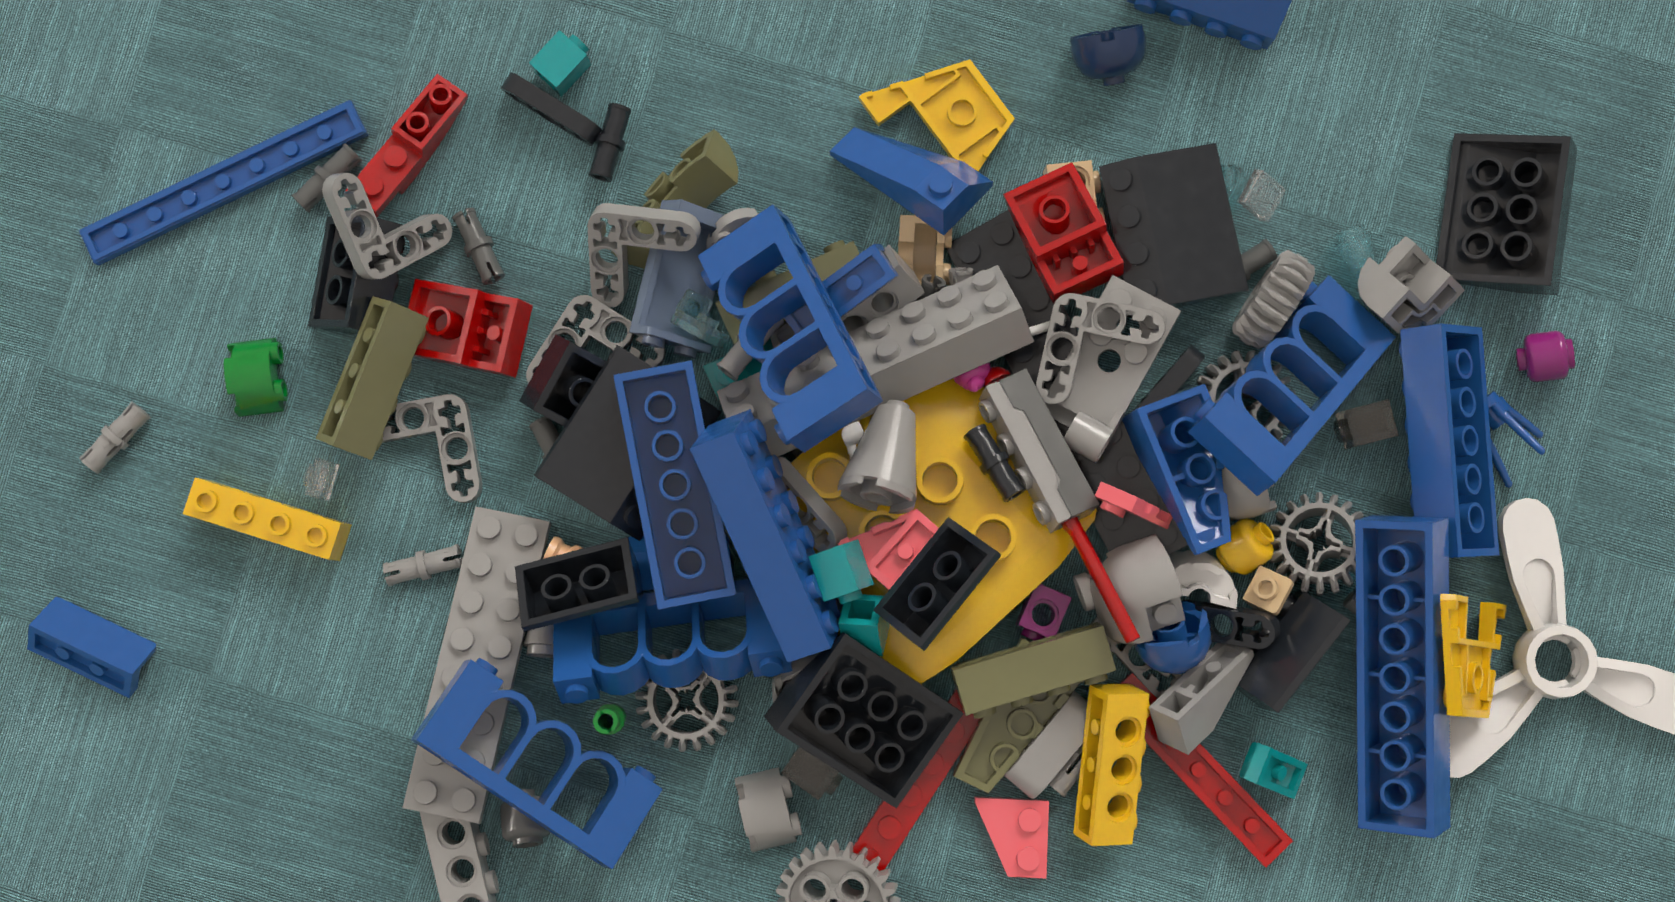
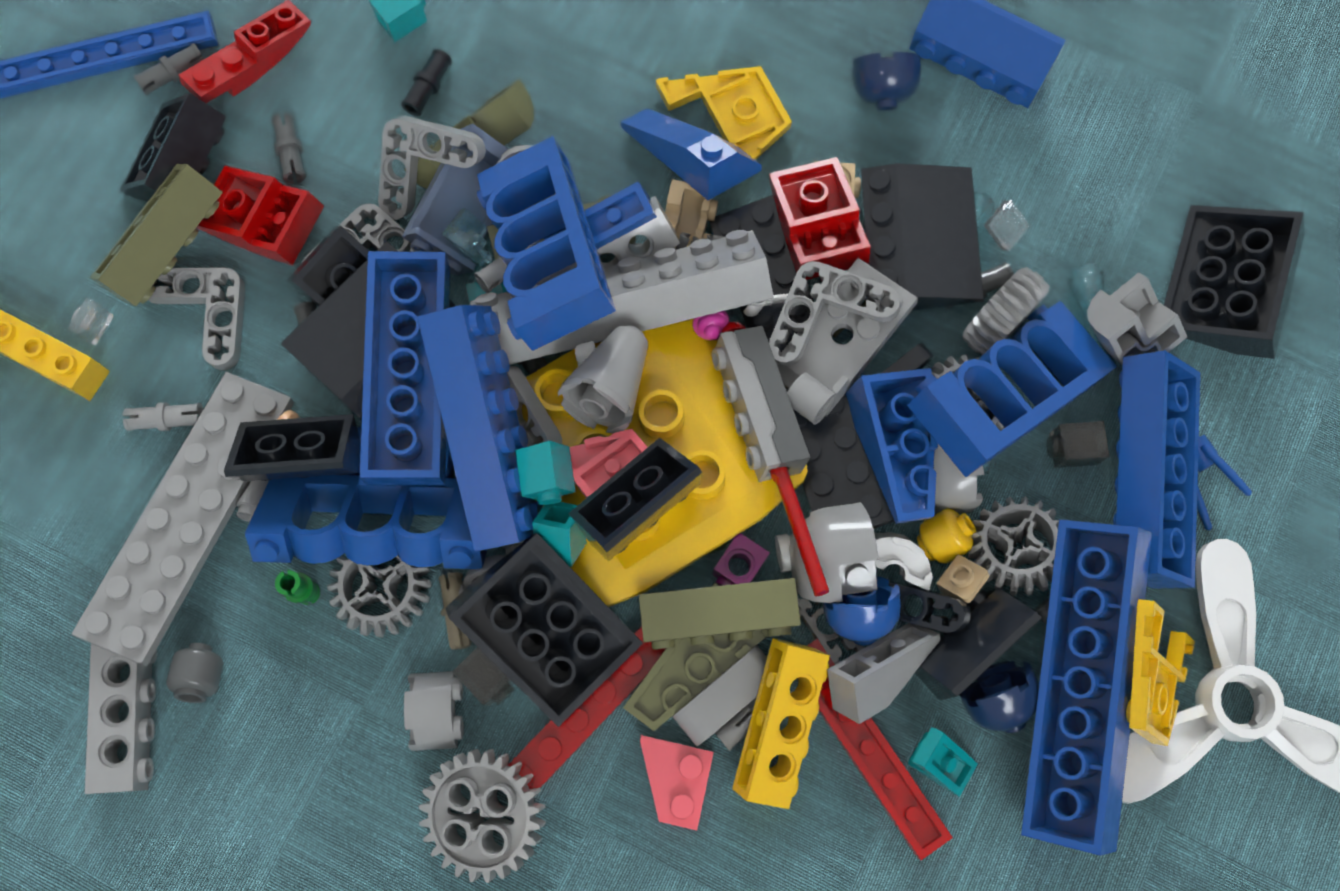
camera: 10 degrees right, 10 degrees down
(254, 377) = (55, 224): green cylinder -> none
(373, 241) = (188, 115): light grey beam -> none
(551, 109) = (380, 45): black beam -> none
(614, 819) = (151, 540): blue fence -> none
(761, 696) = (450, 590): none -> dark tan axle
(994, 463) = (716, 405): black pin -> none
(1119, 502) = (836, 462): coral wing -> none
(1324, 698) = (1003, 697): none -> dark blue cylinder
(1546, 356) = (1258, 412): magenta head -> none

